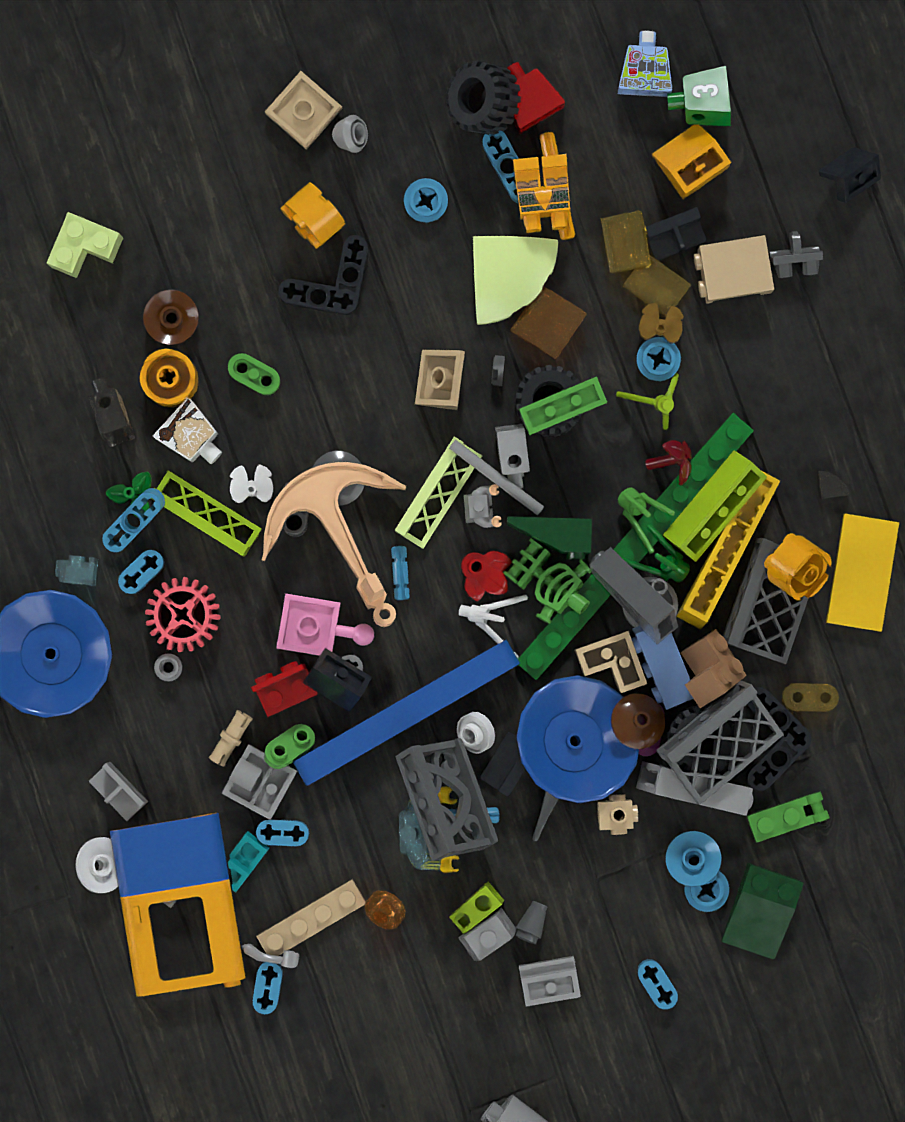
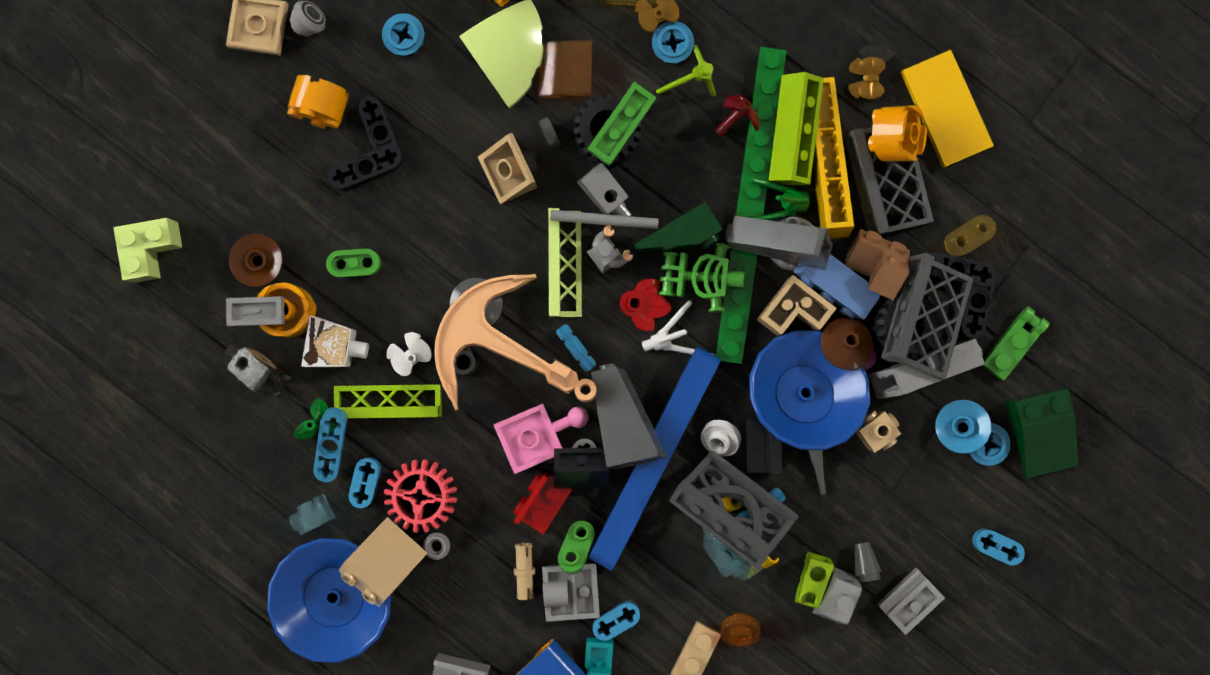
camera: 35 degrees left, 0 degrees up
(114, 650) = (382, 562): none -> tan panel
(145, 365) = (255, 311): none -> light grey plate
(400, 663) = (623, 421): none -> dark grey slope
(635, 504) = (730, 170): bright green plant -> none
(807, 509) = (870, 68): none -> pearl gold piece

